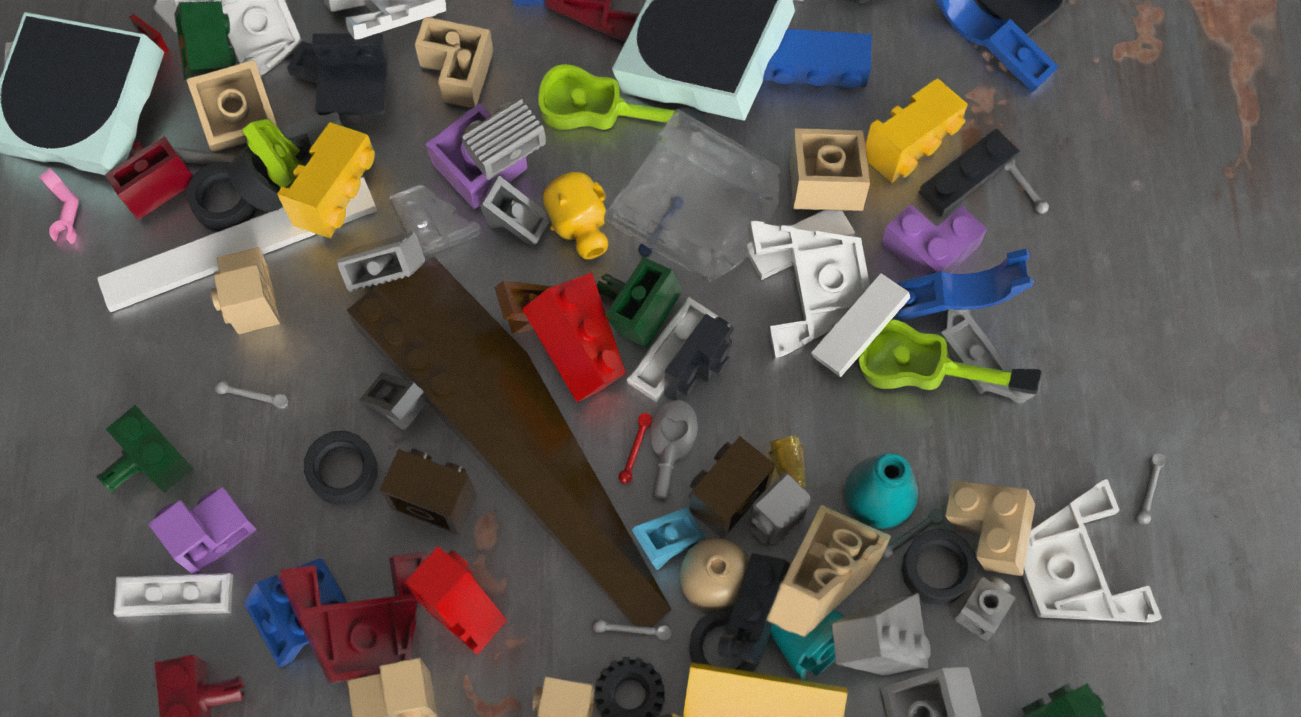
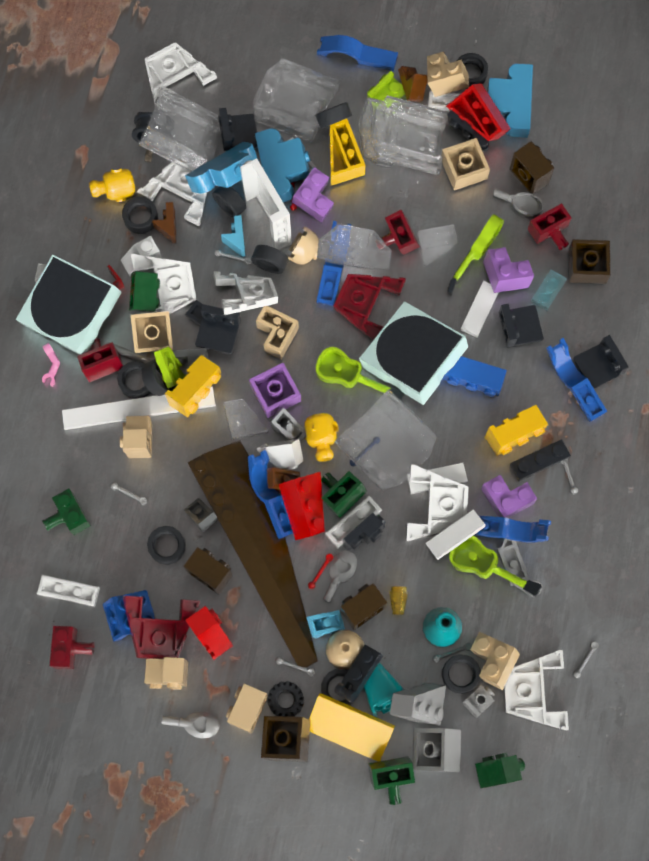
camera: 15 degrees right, 5 degrees up
(203, 533) = (90, 563): medium lavender brick -> none
(381, 261) = (211, 439): light grey brick -> none
(503, 138) = (290, 388): light grey brick -> none
(518, 258) = (283, 453): none -> white slope
(519, 343) = (271, 498): none -> blue piece
(778, 510) = (384, 625): light grey brick -> none
(826, 570) = (400, 662): tan wedge -> none
(829, 169) = (462, 443): tan brick -> none

